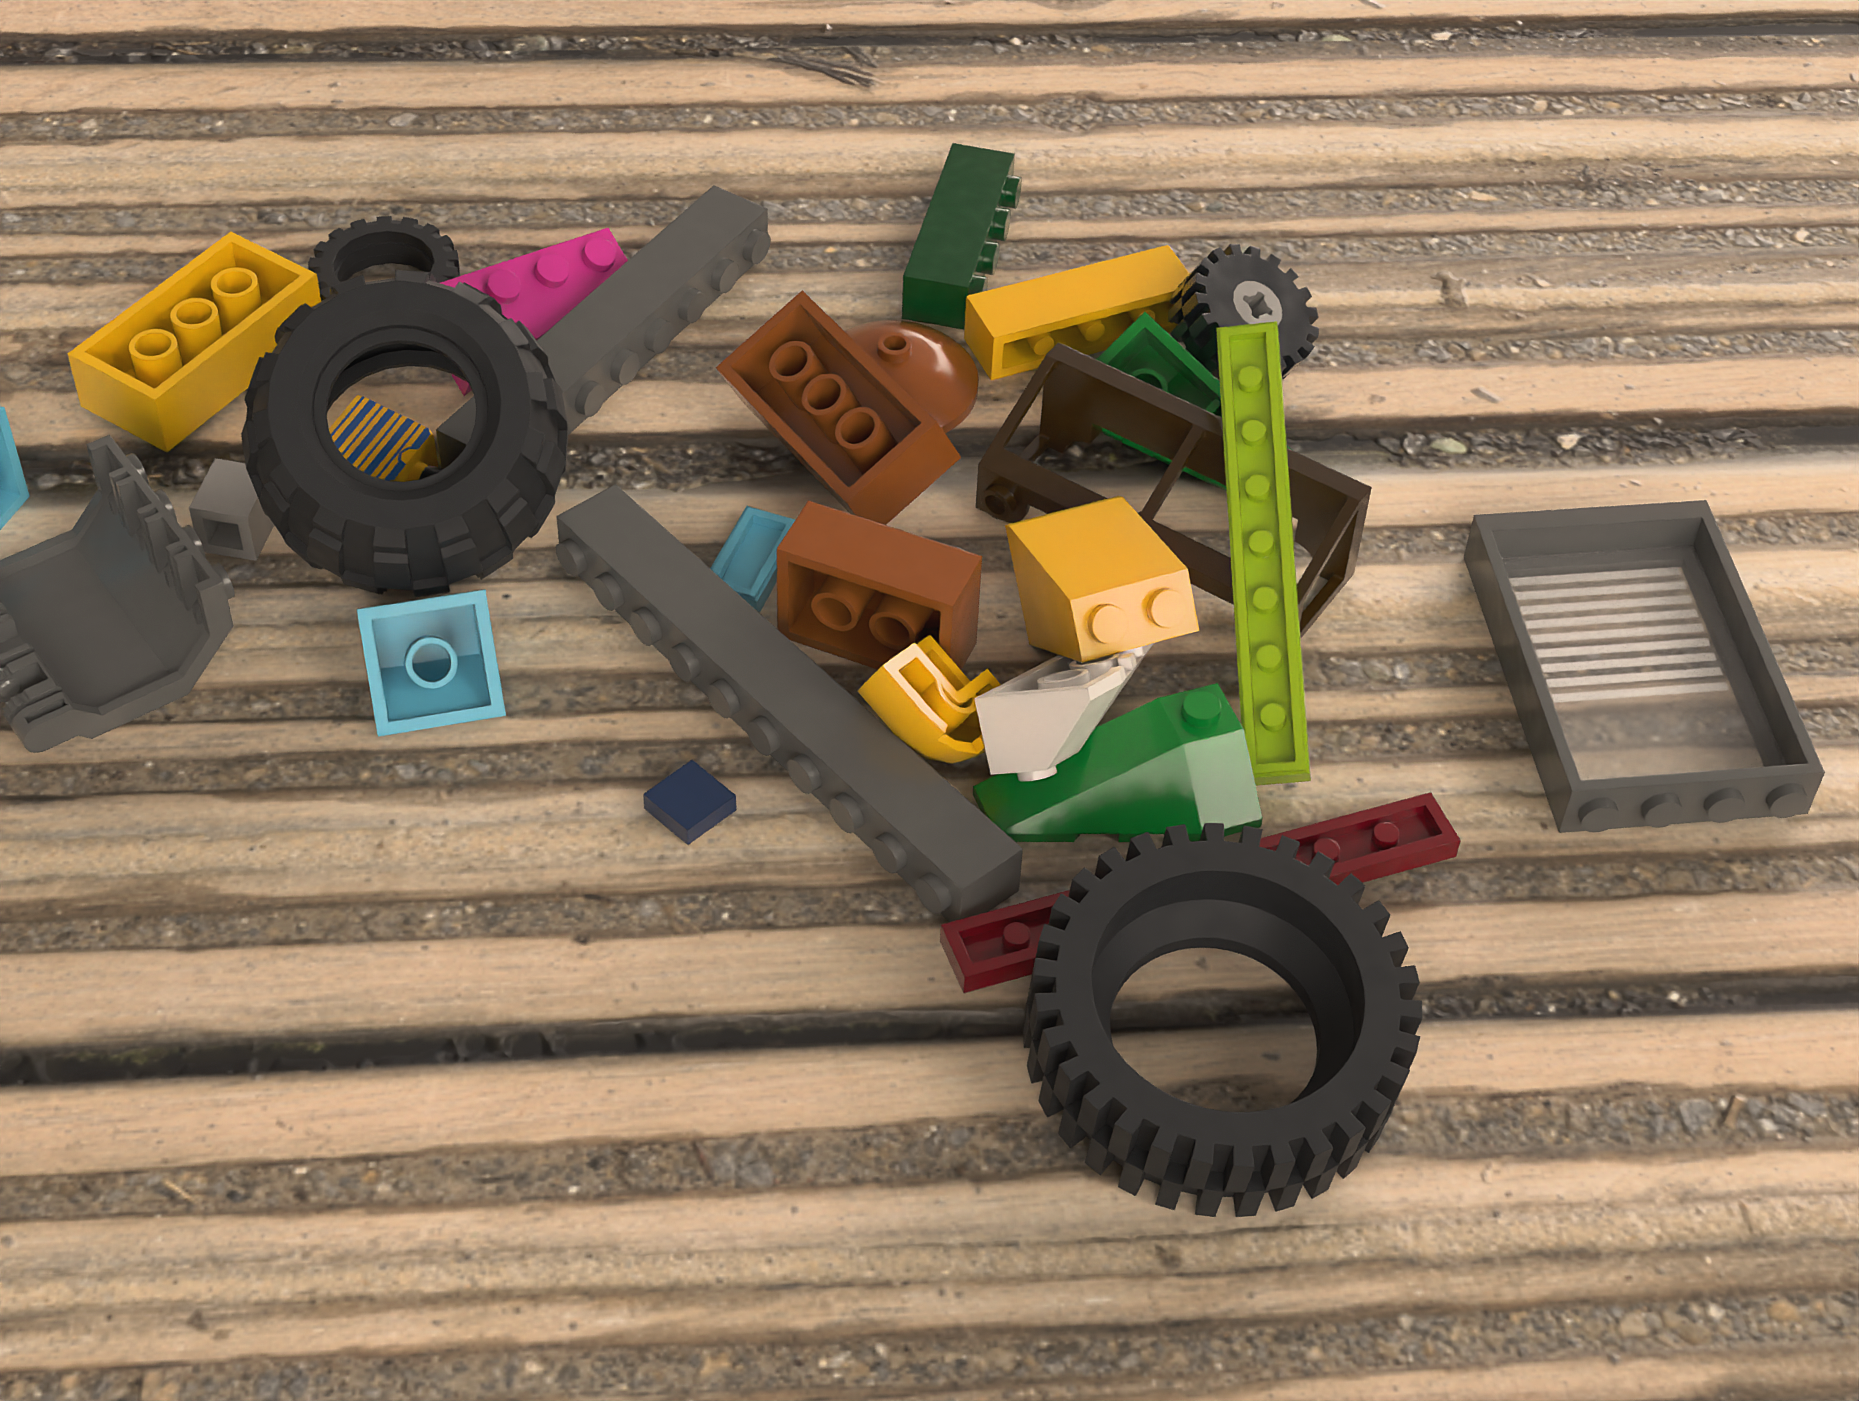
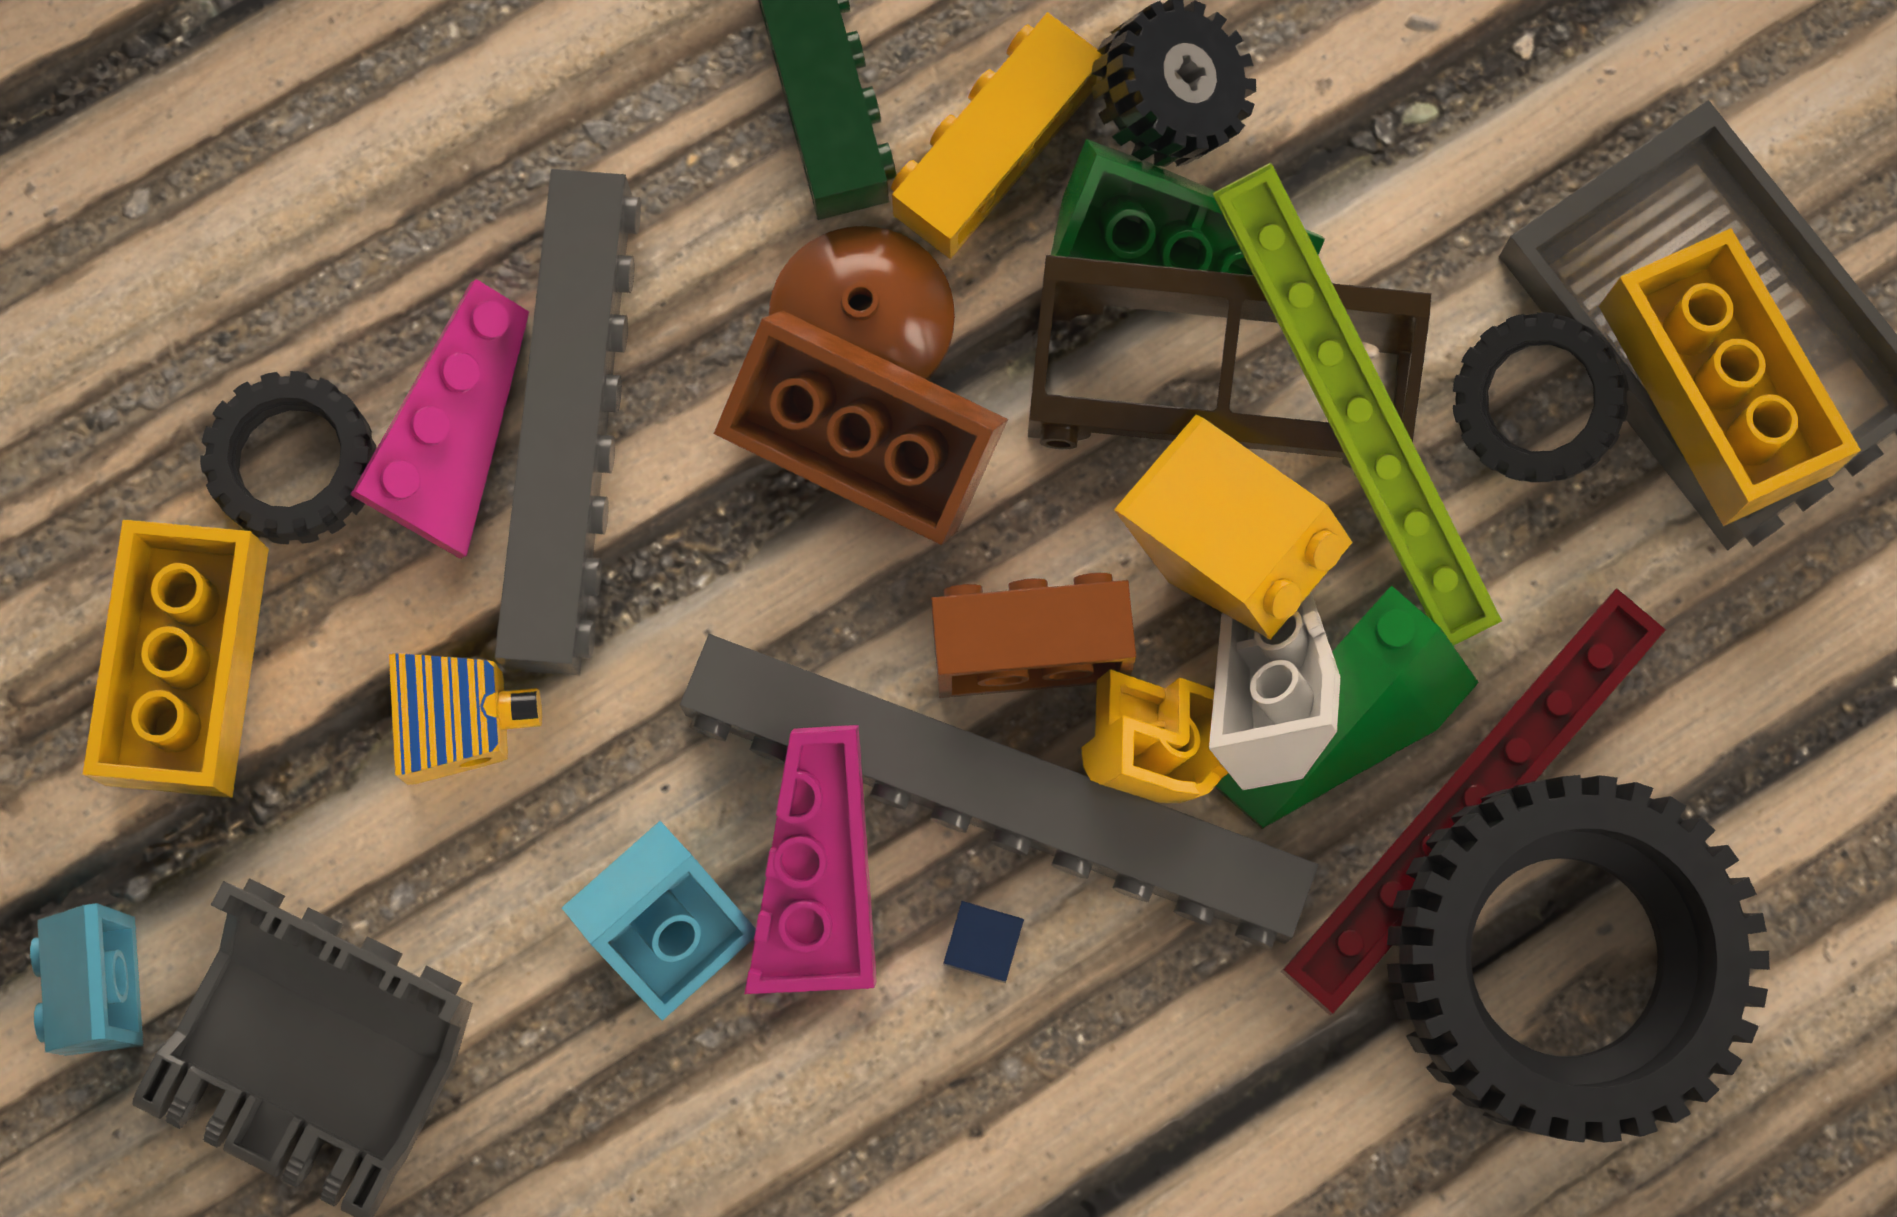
camera: 25 degrees left, 30 degrees up
(229, 512) = (357, 840): light grey brick -> none
(416, 530) = (457, 661): black tyre -> none
(573, 691) = (817, 885): none -> dark pink wing
(750, 555) = (867, 625): medium azure tile -> none
(1462, 671) = (1491, 351): none -> black tyre
(1613, 654) = (1728, 376): none -> yellow brick

